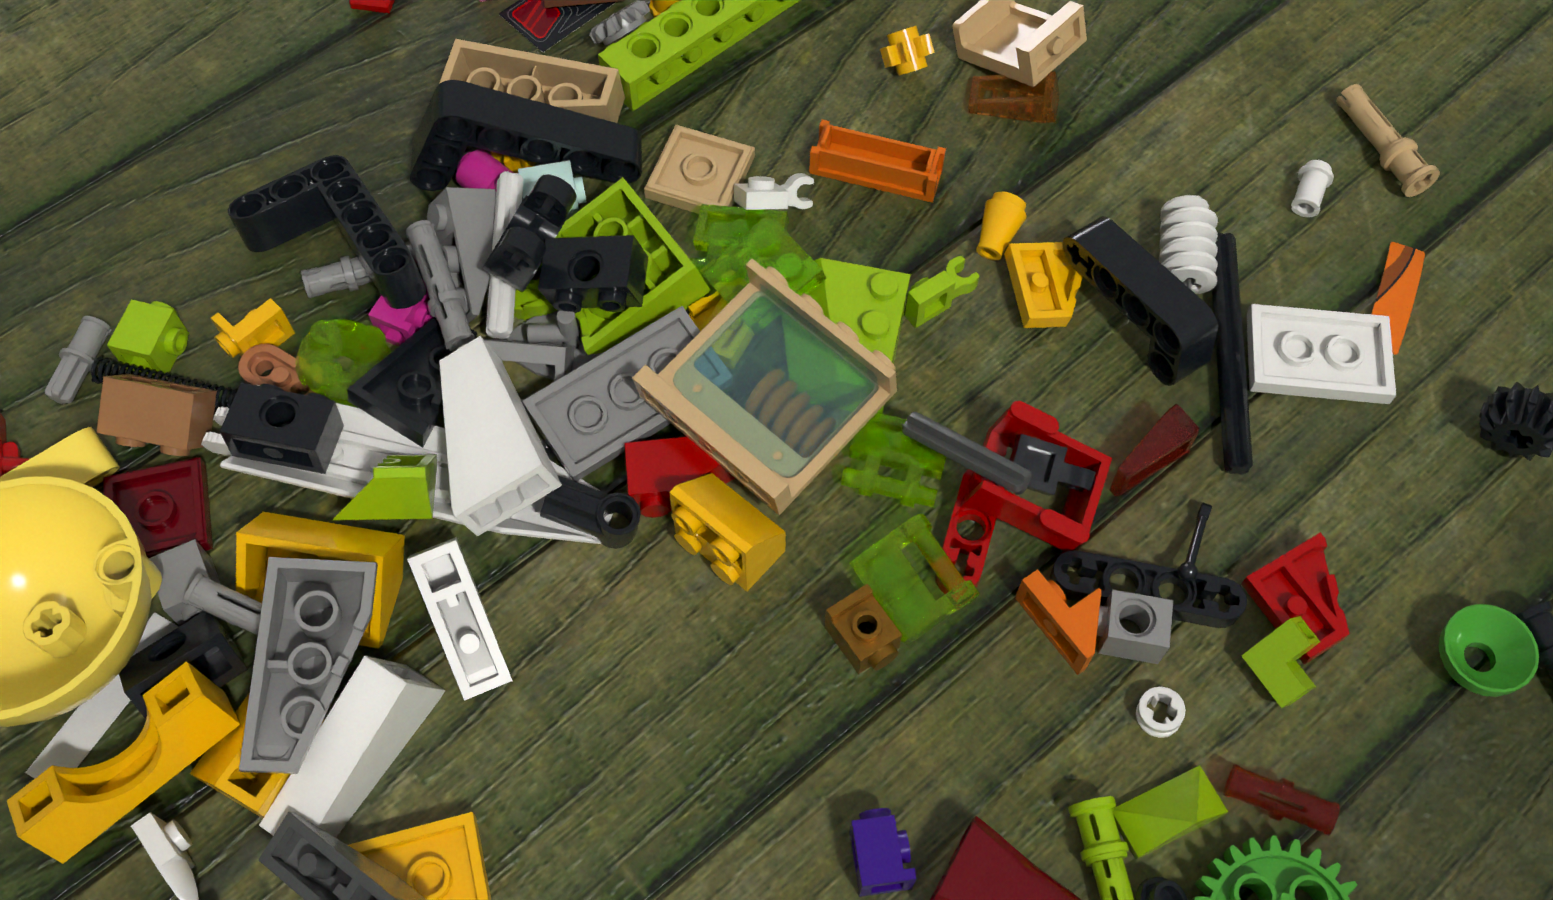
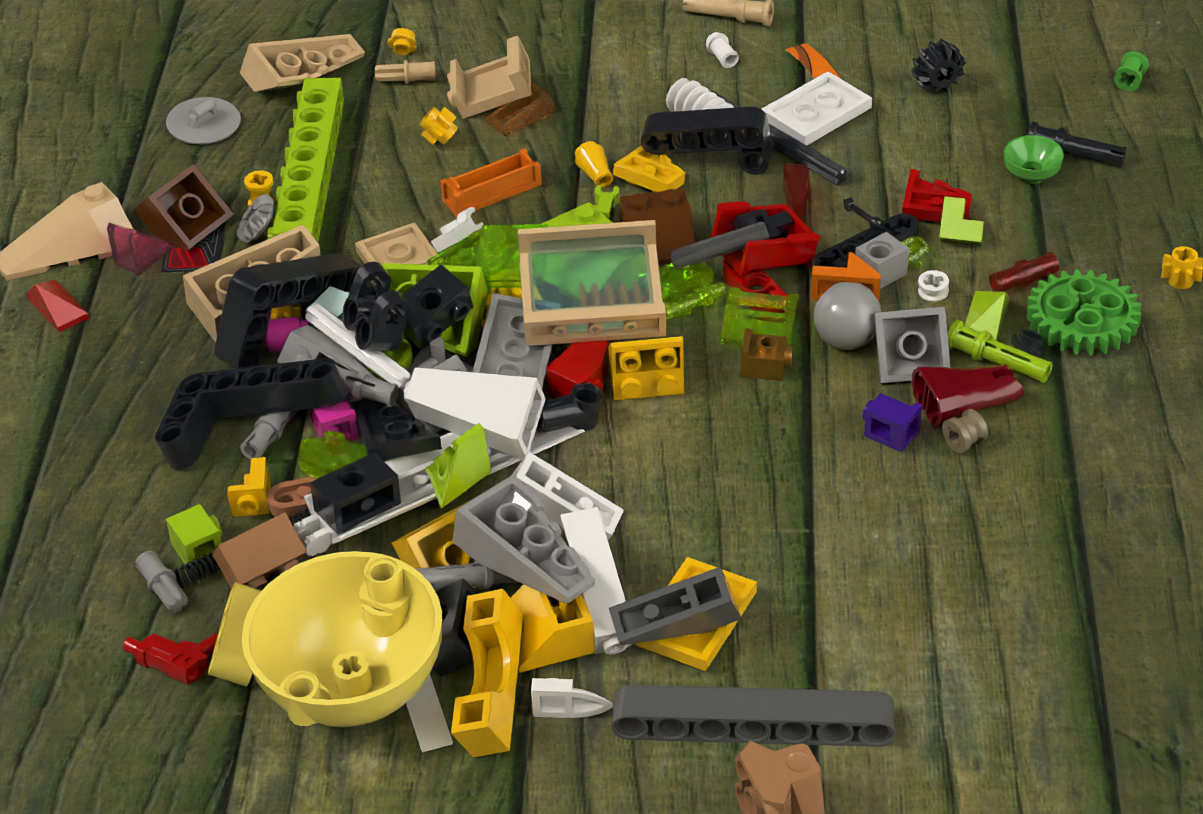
camera: 45 degrees left, 20 degrees down
(957, 364) = (671, 215): none -> reddish brown slope
(993, 674) = (846, 316): none -> light grey helmet
(1025, 774) = (910, 341): none -> light grey slope
(1189, 644) = (917, 248): none -> clear neon green piece

